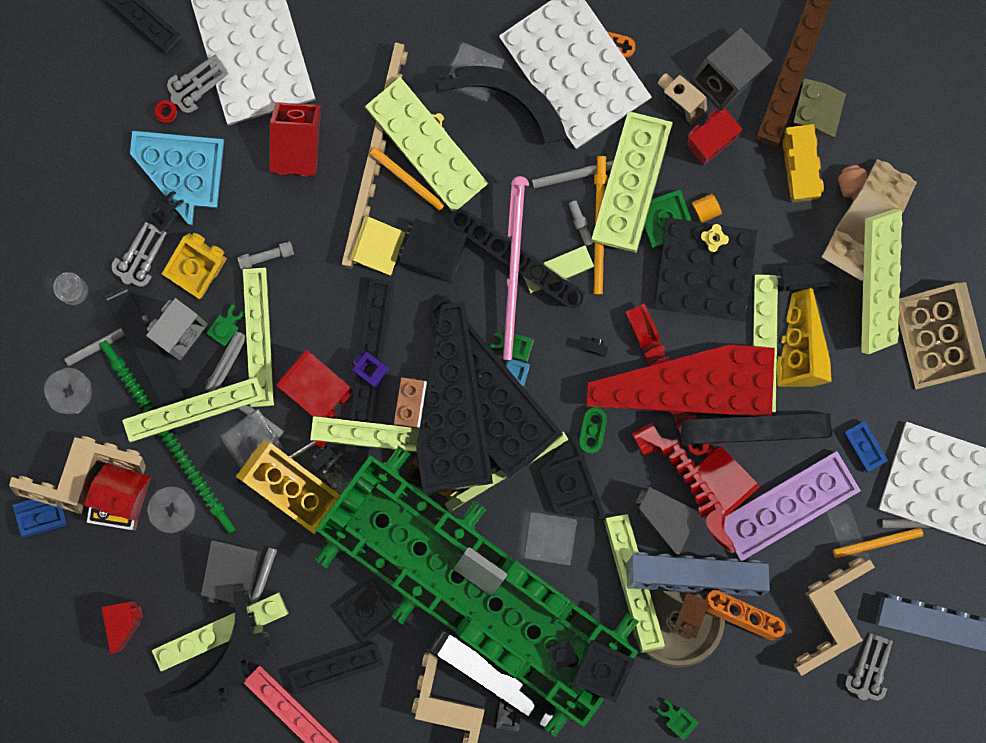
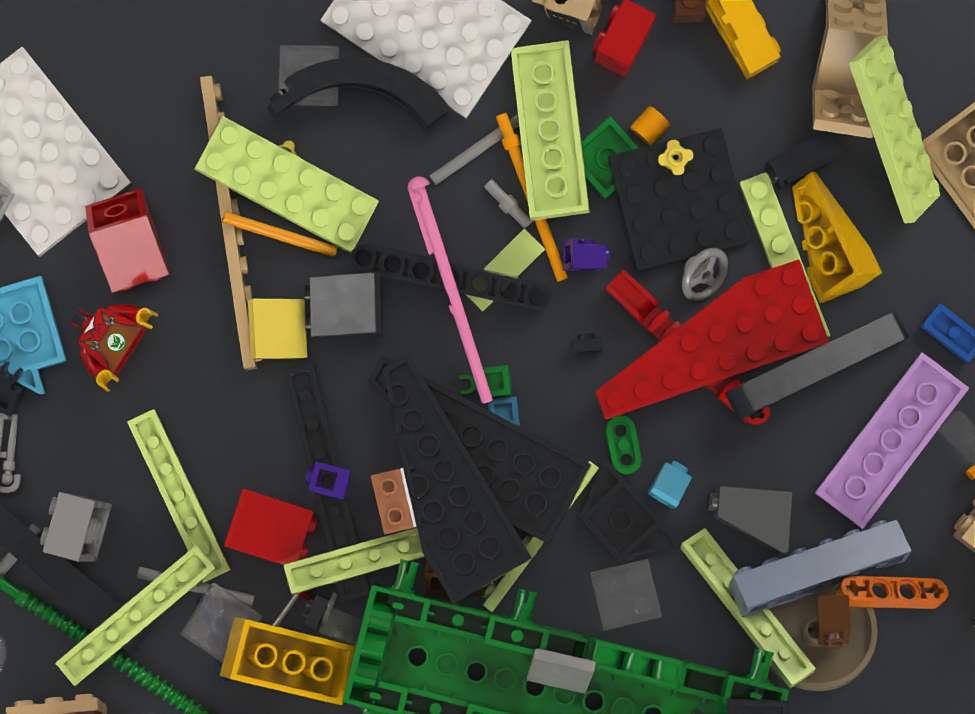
camera: 25 degrees left, 0 degrees up
(194, 264) = (67, 440): yellow plate -> none
(224, 329) = (132, 502): green plate -> none
(226, 362) = (152, 541): light grey axle -> none
(246, 261) = (128, 410): light grey bar -> none
(255, 204) = (110, 338): none -> torso
(615, 472) = (670, 484): none -> medium azure slope
(620, 282) = (584, 255): none -> dark purple brick
(650, 440) = (696, 429): red piece -> none
(700, 327) = (701, 271): none -> light grey piece
(726, 478) = (800, 444): slope -> none
(852, 181) = (809, 24): nougat head -> none

